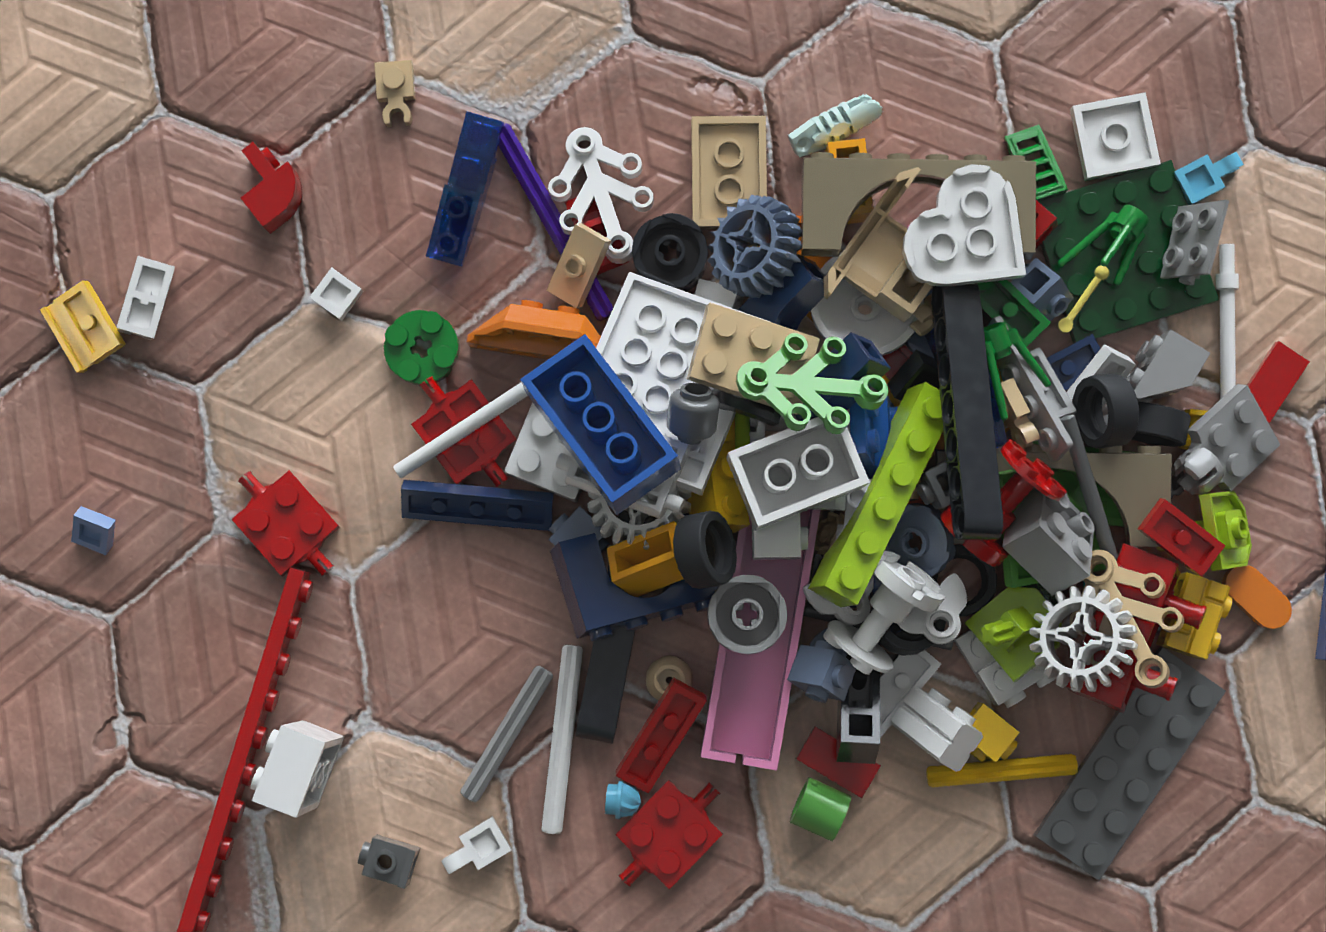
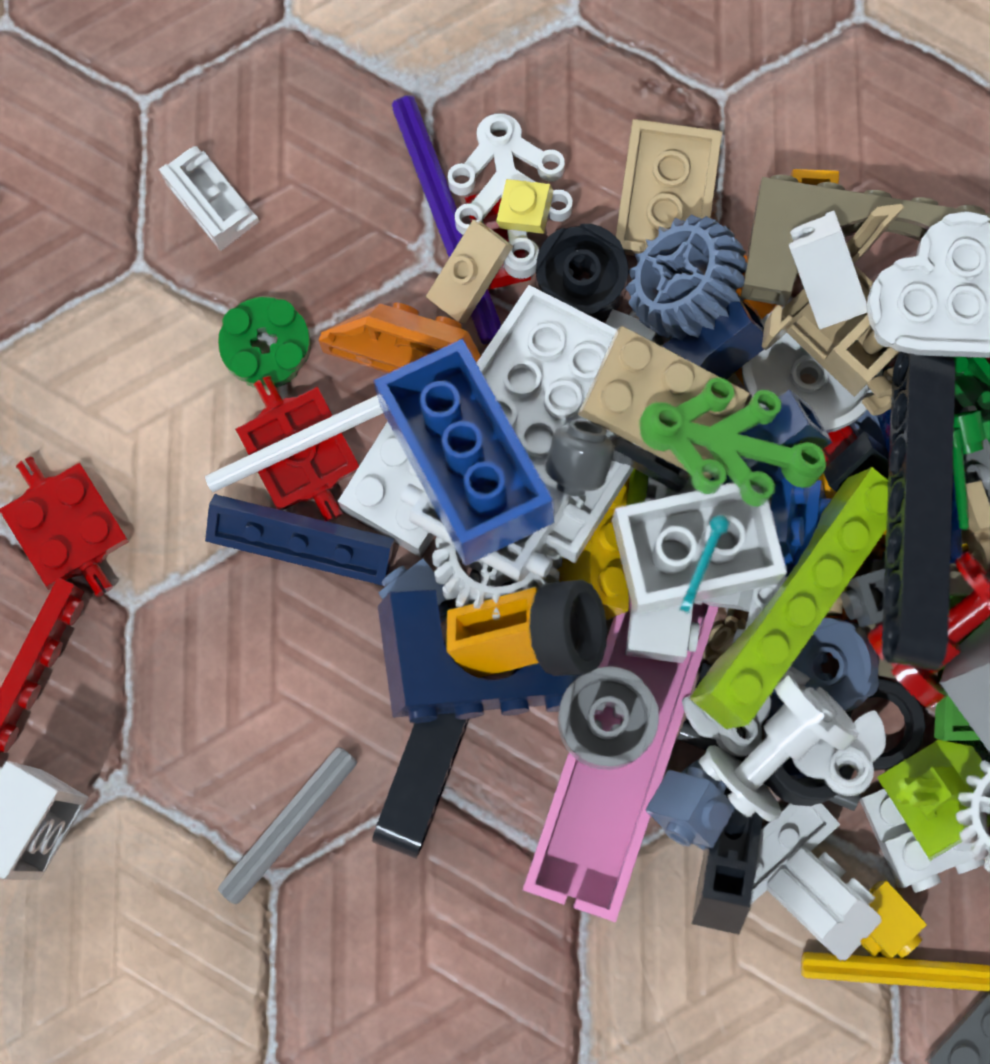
camera: 10 degrees right, 5 degrees down
(277, 195) = (125, 135): red brick -> none
(336, 294) = (173, 263): white plate -> none
(356, 234) = (208, 197): none -> white hinge
(395, 86) = (285, 34): tan plate -> none
(402, 855) = (132, 963): dark grey brick -> none
(466, 189) = (349, 164): clear blue slope -> none
(481, 845) = (232, 960): white plate -> none
(562, 739) = (354, 844): white axle -> none
(615, 205) = (525, 206): none -> light yellow plate
(621, 800) = (416, 930): medium azure plate -> none
(661, 735) = (477, 857): red plate -> none
(665, 667) = (495, 806): tan plate -> none
(669, 834) = (468, 984): red plate -> none
(811, 453) = (719, 525): none -> teal hinge
(820, 755) = (672, 915): red tile -> none
(820, 809) = (662, 982): bright green piece -> none
(834, 125) = (808, 151): light aqua hinge -> none
(867, 228) = (827, 271): none -> white hinge

